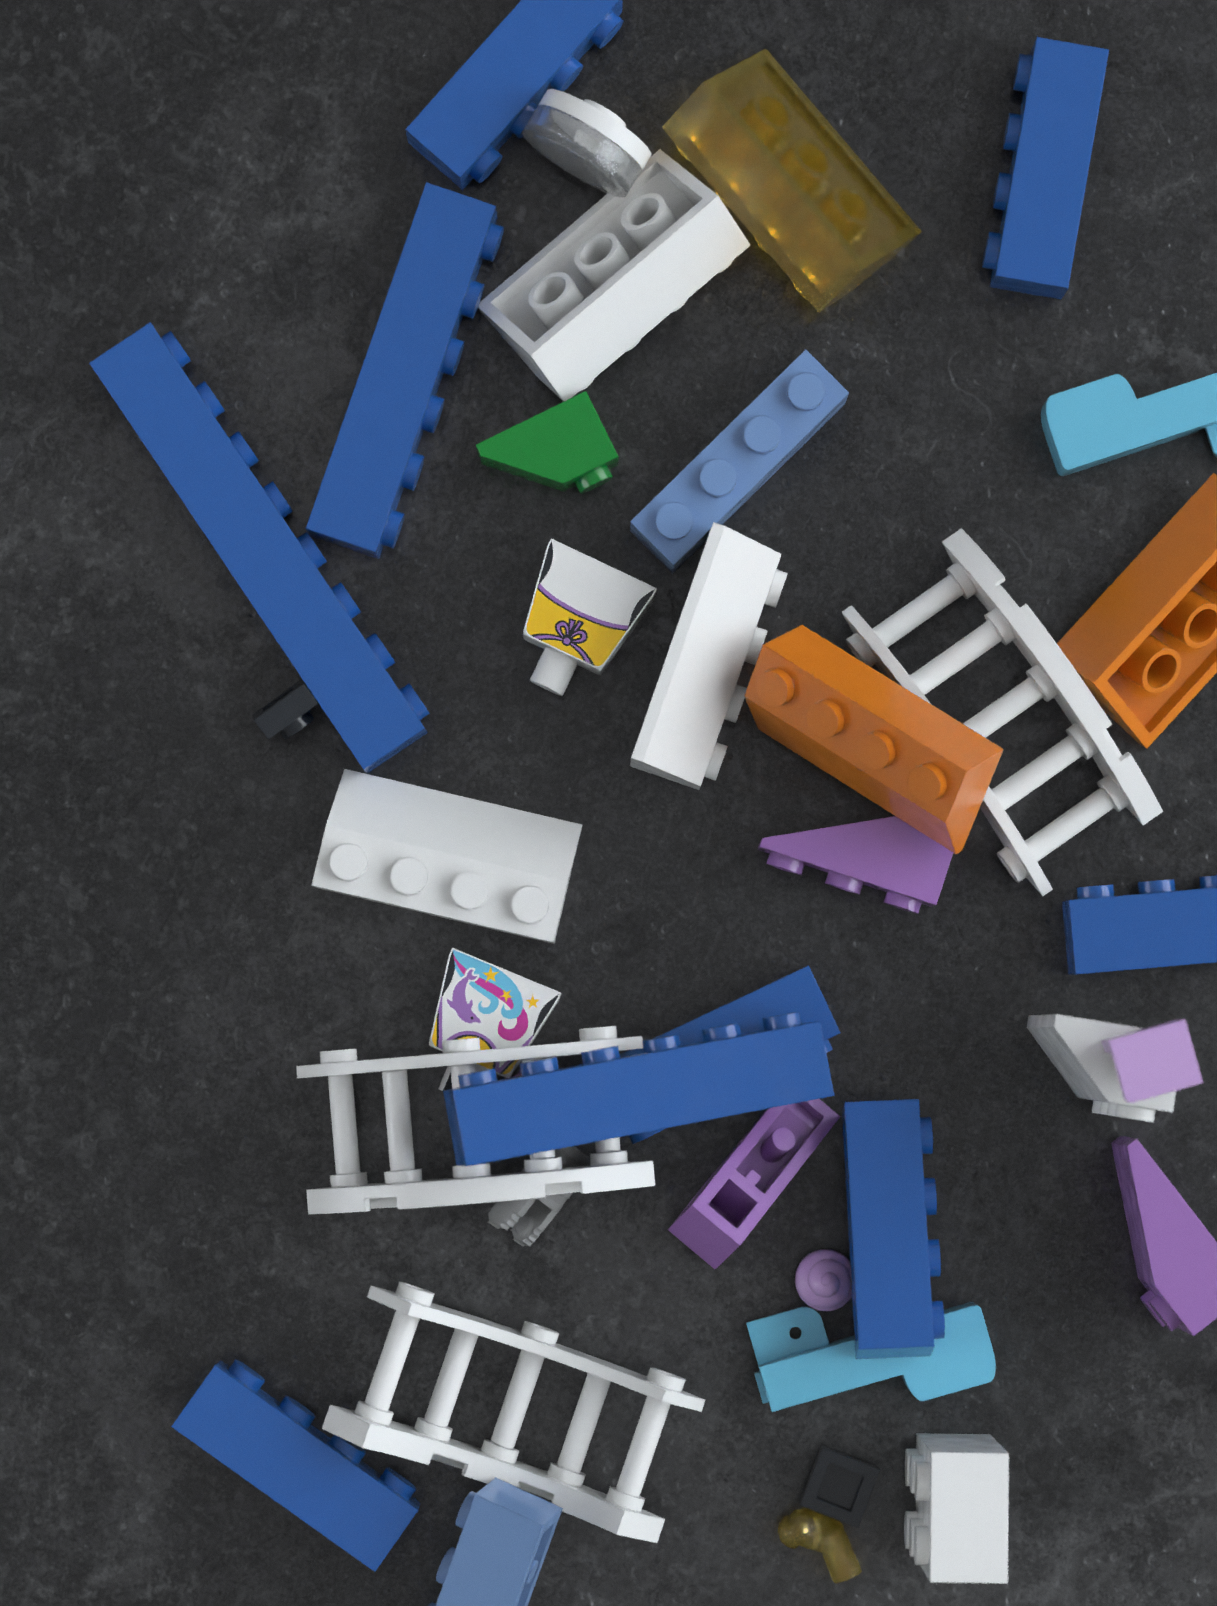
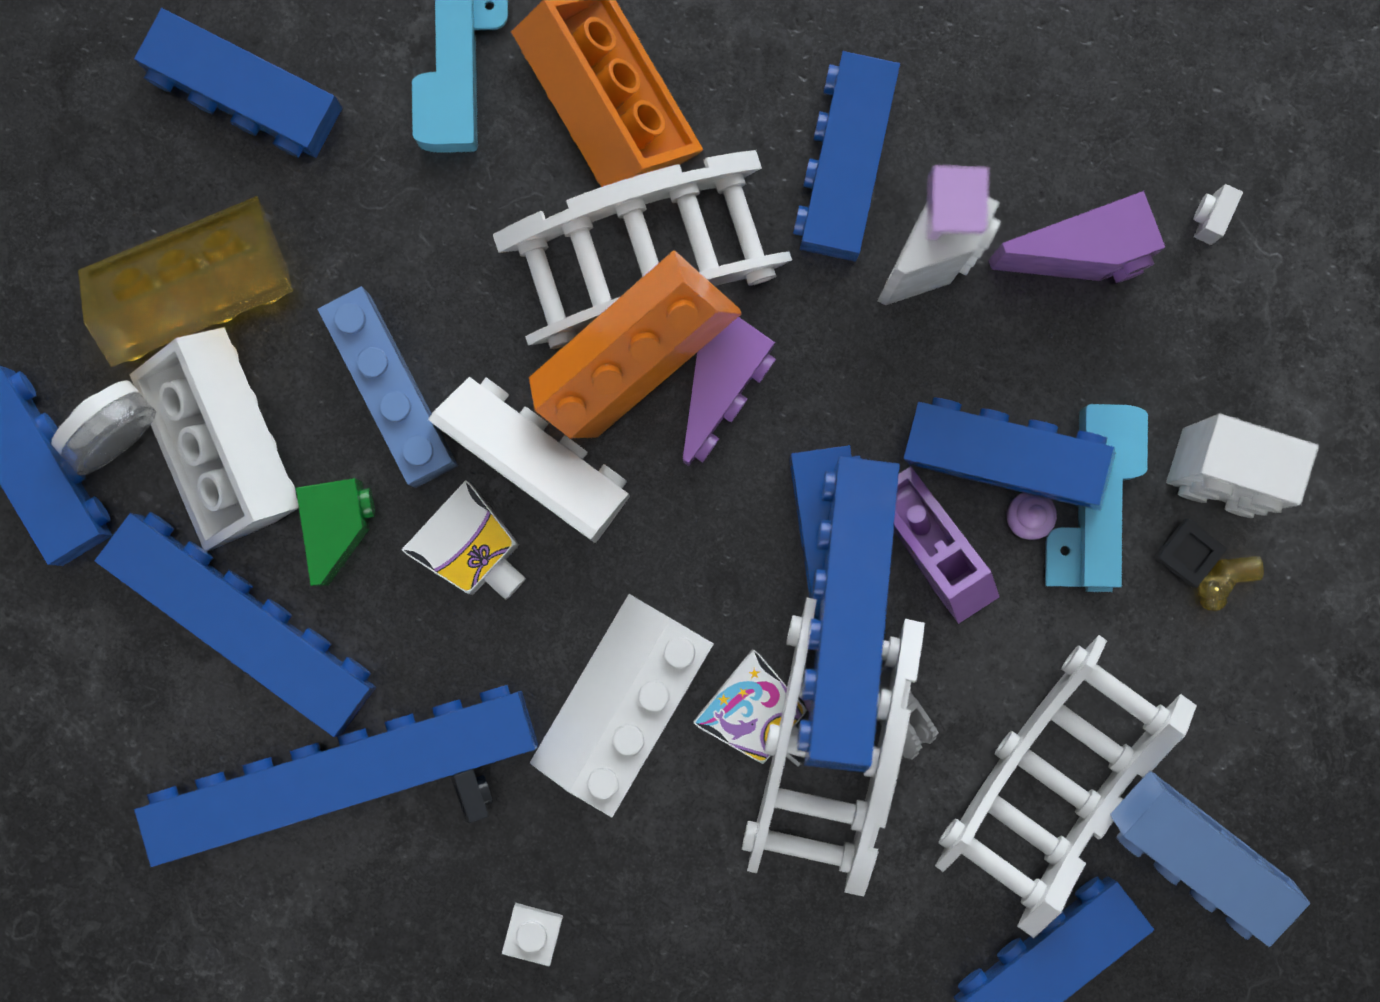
camera: 70 degrees left, 0 degrees up
(143, 835) = (532, 934): none -> white plate

